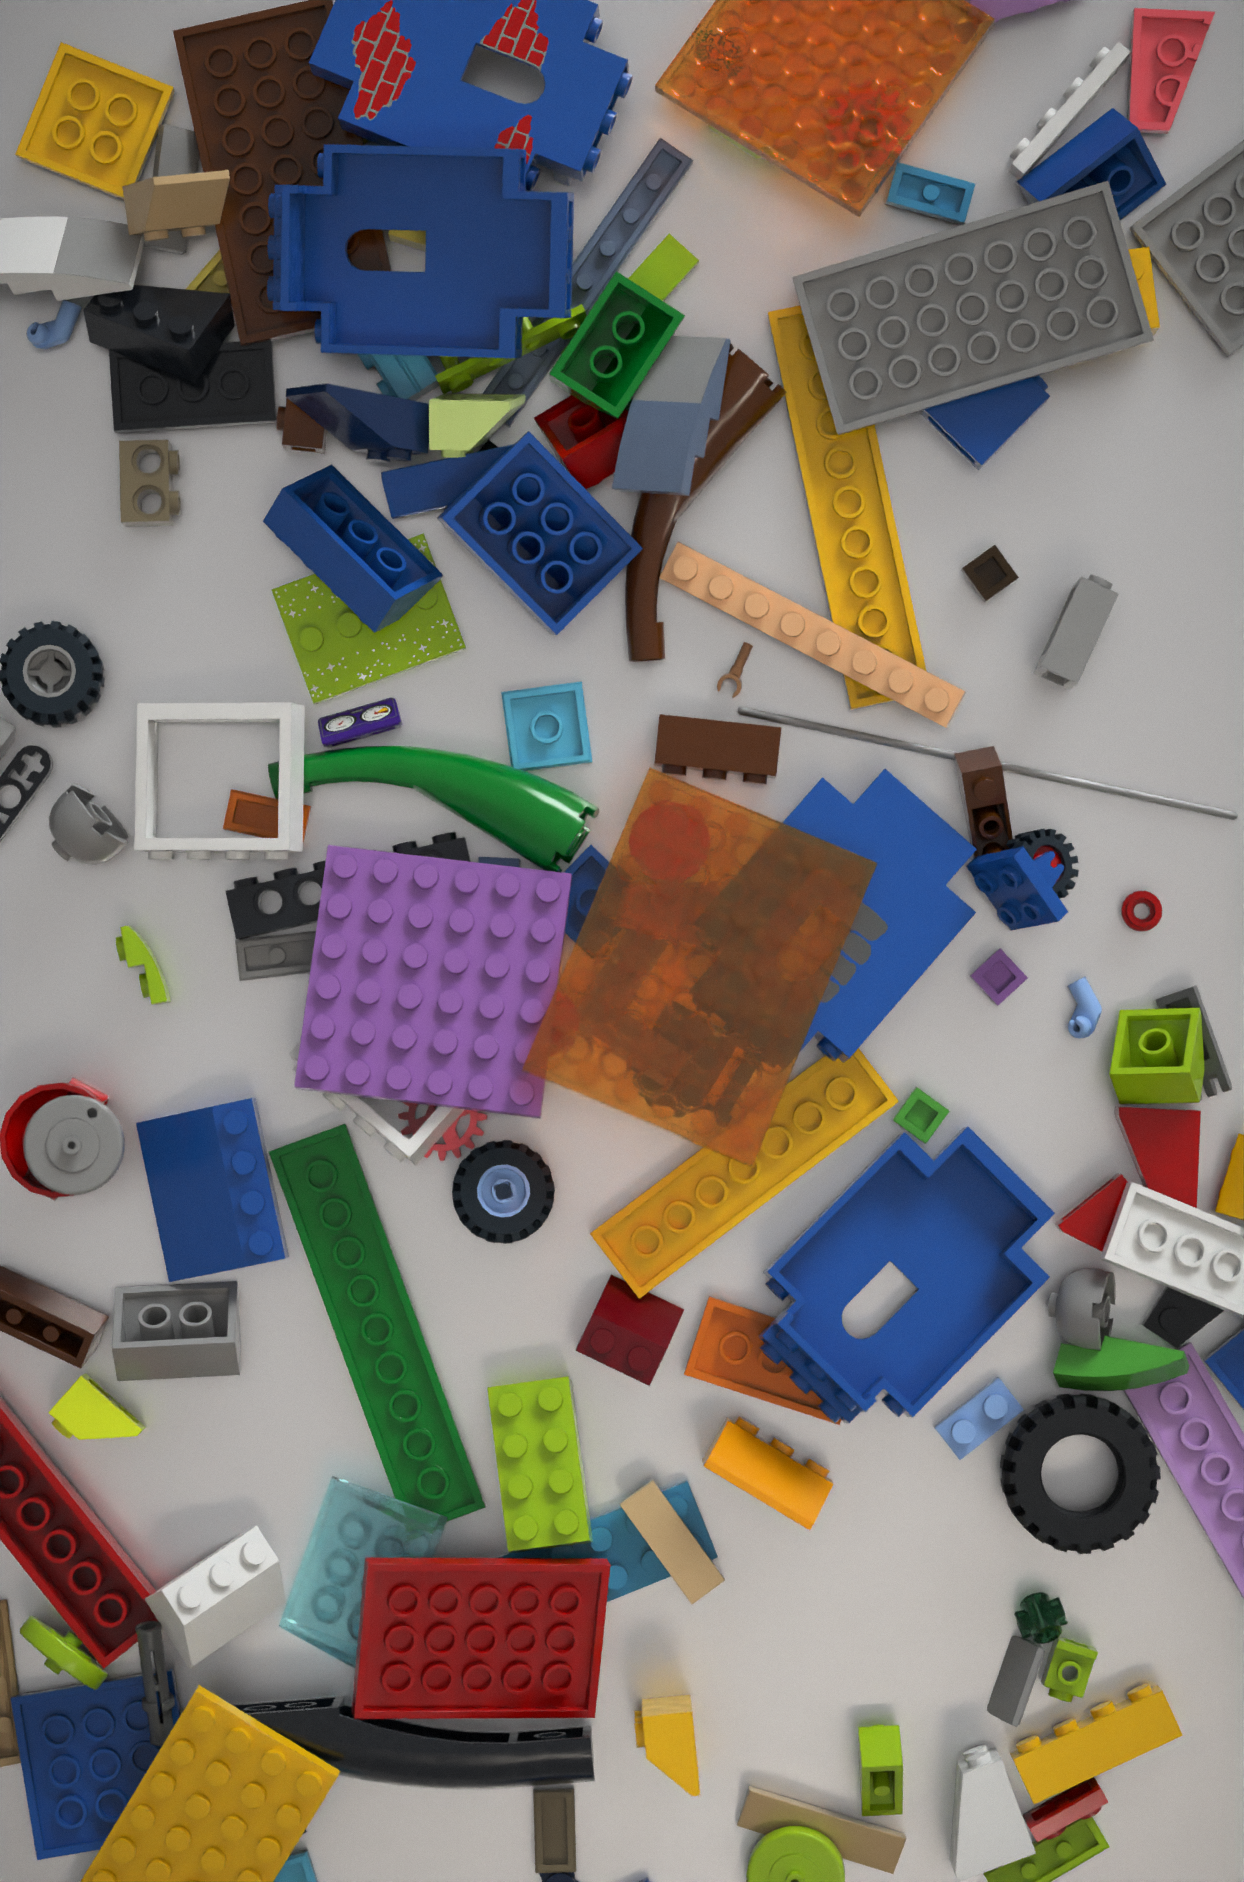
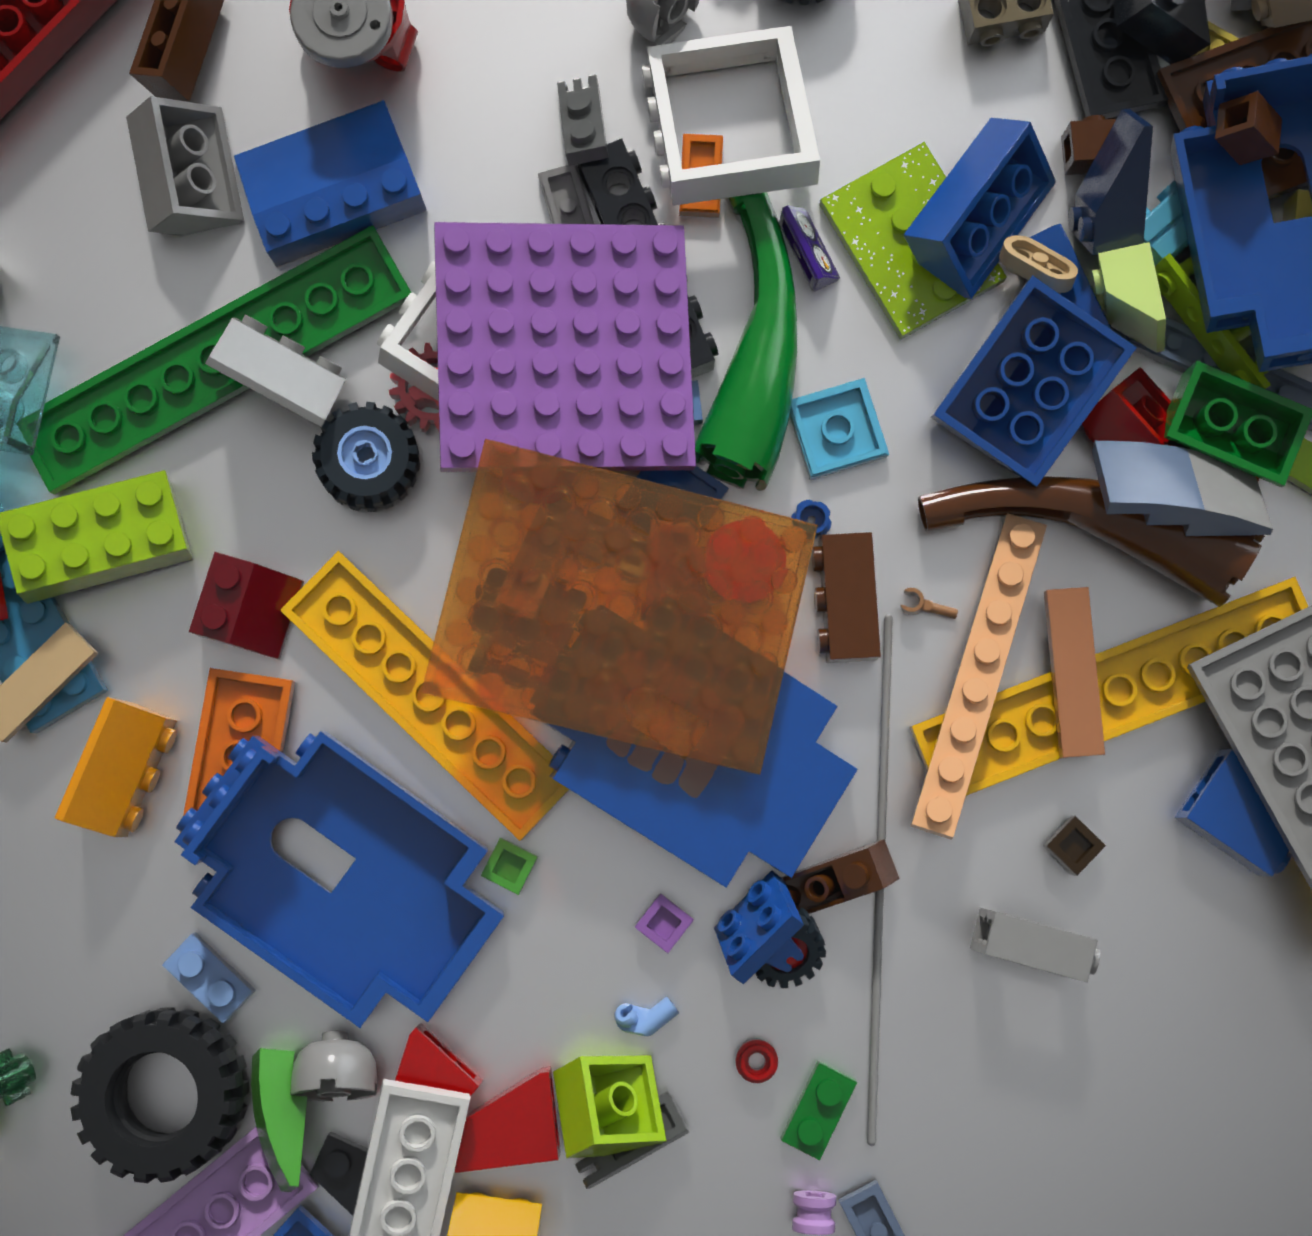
camera: 75 degrees right, 5 degrees down
(92, 1413) = (93, 102): neon yellow slope -> none
(138, 953) = (549, 68): lime slope -> none
(198, 926) = (582, 121): none -> dark grey hinge
(333, 282) = (1248, 128): none -> reddish brown brick
(408, 1263) = (277, 369): none -> slope
(421, 504) = (1028, 258): none -> tan plate
(625, 760) = (818, 511): none -> blue plate
(826, 544) = (1074, 672): none -> nougat tile
(1196, 860) = (818, 1110): none -> green plate

